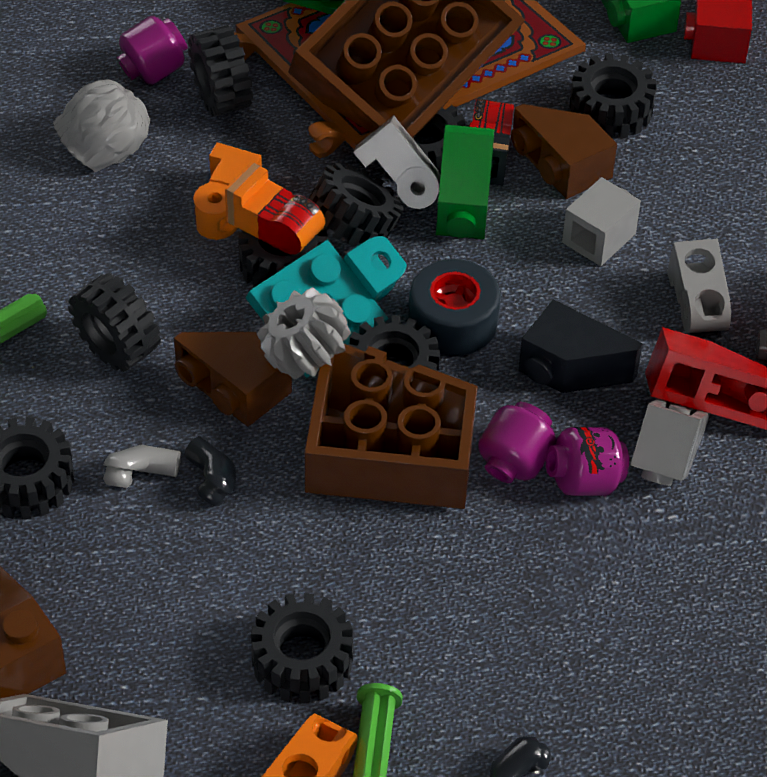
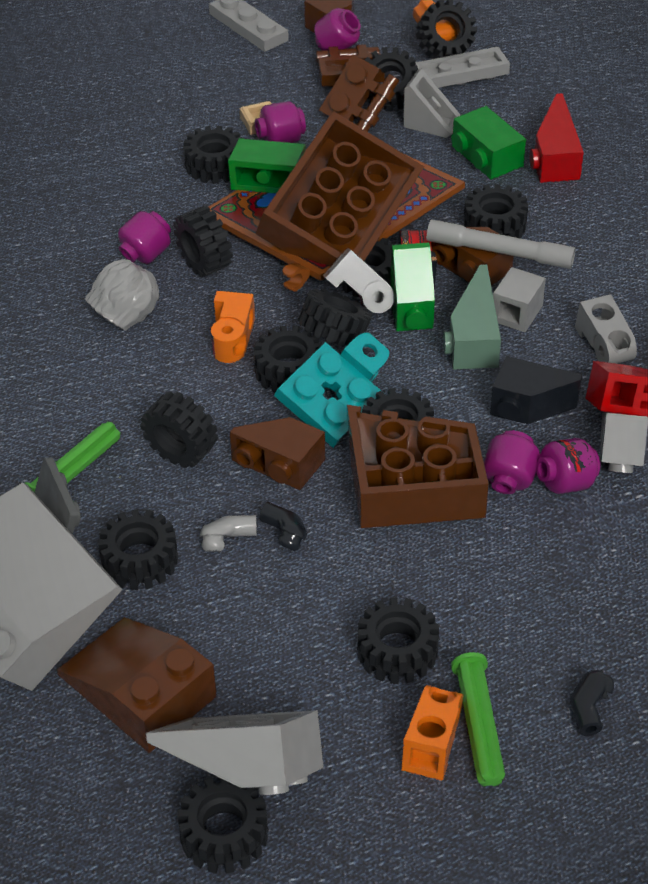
camera: 10 degrees left, 5 degrees down
(271, 211) = (277, 330): leg -> none
(303, 333) = (334, 407): light grey gear -> none
(457, 305) = (434, 372): black wheel -> none
(531, 246) = (474, 327): none -> sand green slope
(643, 164) = (542, 252): none -> light grey piece

